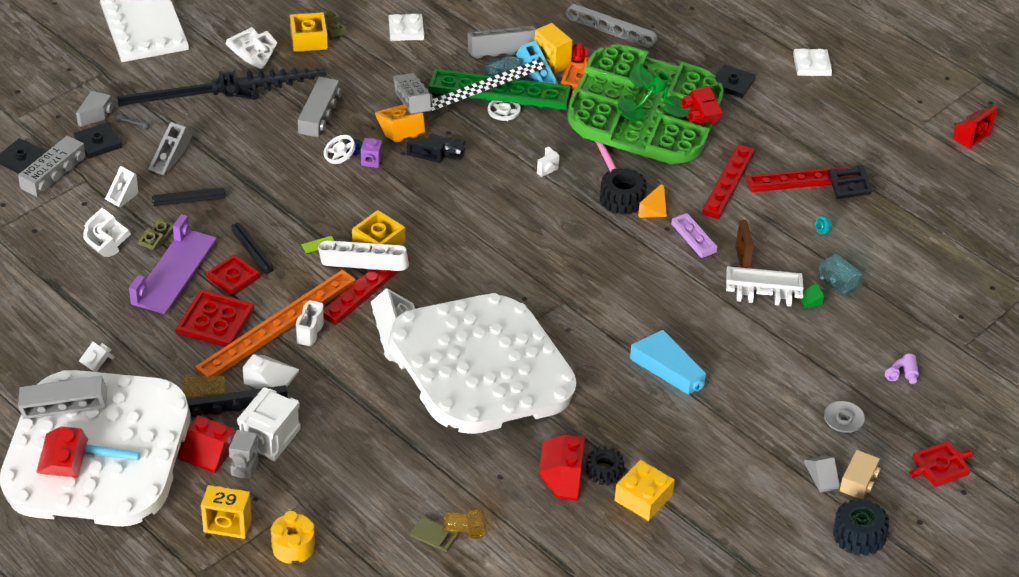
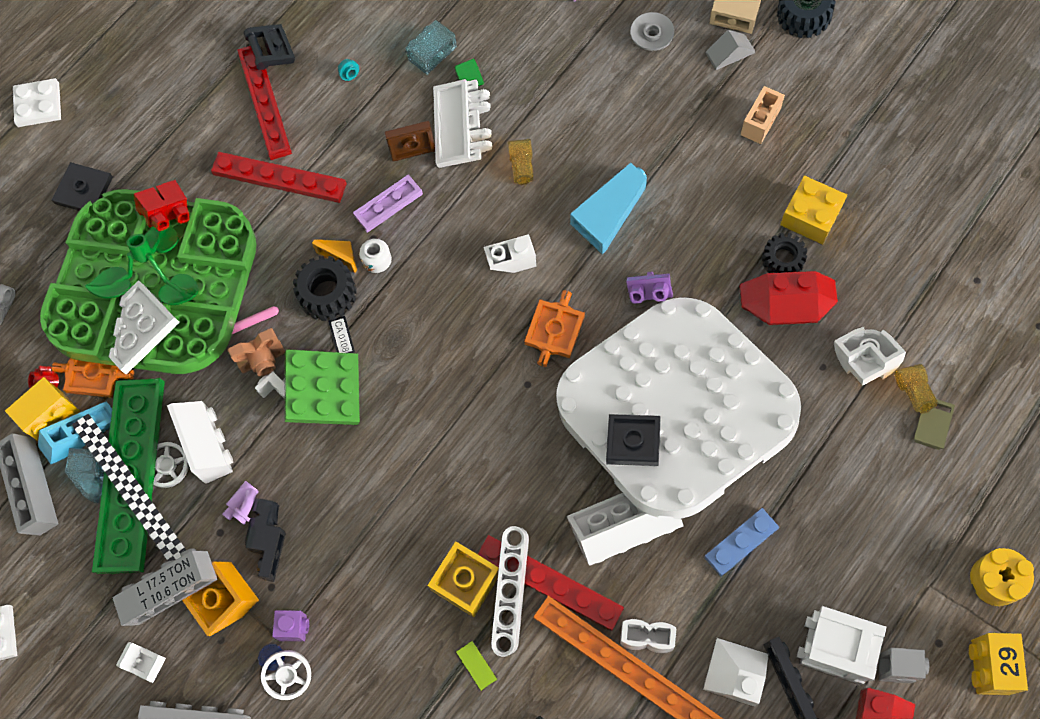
camera: 90 degrees left, 25 degrees up
(366, 396) = (741, 542): none -> medium blue plate
(370, 86) = (140, 661): none -> white bracket
(452, 314) = (633, 440): none -> black plate
(471, 141) = (241, 503): none -> lavender plant
(500, 495) = (868, 354): none -> white brick
(514, 117) = (201, 440): none -> white slope
(542, 181) = (321, 387): none -> bright green plate
(565, 314) = (554, 328): none -> orange plate
(574, 149) = (258, 353): none -> nougat plant
(585, 203) = (341, 335): none -> sticker
(588, 370) = (649, 287): none -> medium lavender hips
(603, 87) = (140, 327): none -> white plate
(633, 295) = (511, 255): none -> white slope
(646, 219) = (375, 255): none -> white head
(729, 315) = (521, 155): none -> clear yellow piece
(744, 470) = (762, 115): none -> light nougat brick

